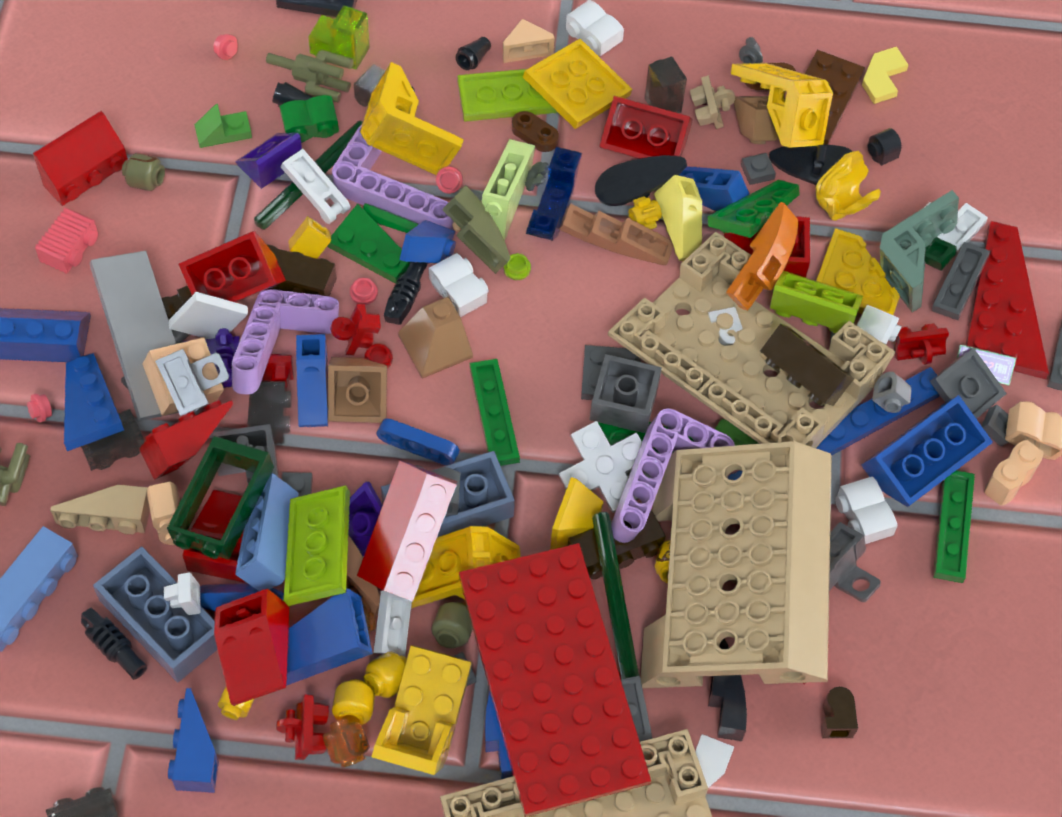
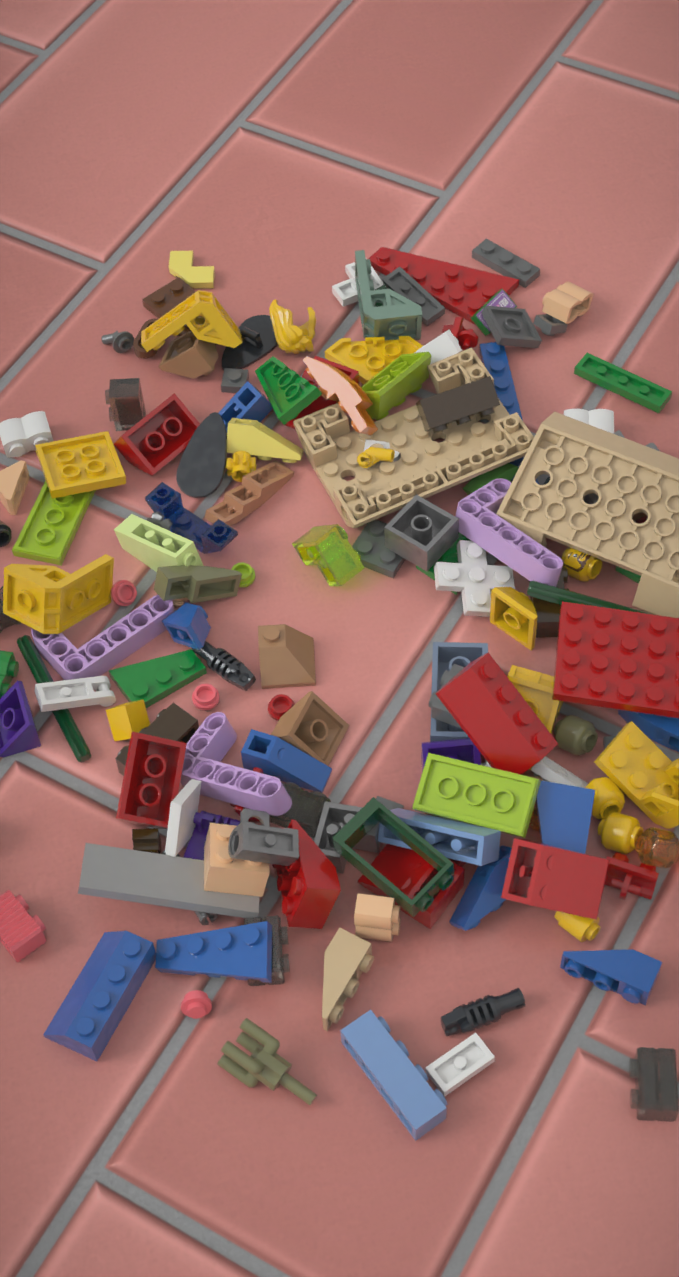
camera: 60 degrees left, 5 degrees down
(52, 642) = (460, 1064): none -> white plate
(137, 601) = (474, 958): sand blue brick -> none
(184, 594) = (480, 914): white tile -> none
(357, 329) = (251, 707): red hips -> none
(389, 219) = (143, 649): green piece -> none
(418, 442) = (384, 704): blue beam -> none
(456, 280) = (238, 621): white brick -> none
(494, 411) = (381, 639): green plate -> none
(533, 131) = (106, 516): reddish brown plate -> none
(567, 324) = (331, 552): none -> clear neon green brick
(705, 94) = (158, 381): tan hips -> none
(710, 318) = (373, 455): none -> yellow arm
(884, 146) = (263, 291): black plate -> none
(891, 392) = (501, 367): light grey plate -> none
(928, 452) = (556, 370): blue slope -> none
(1014, 472) = (596, 330): light nougat brick -> none

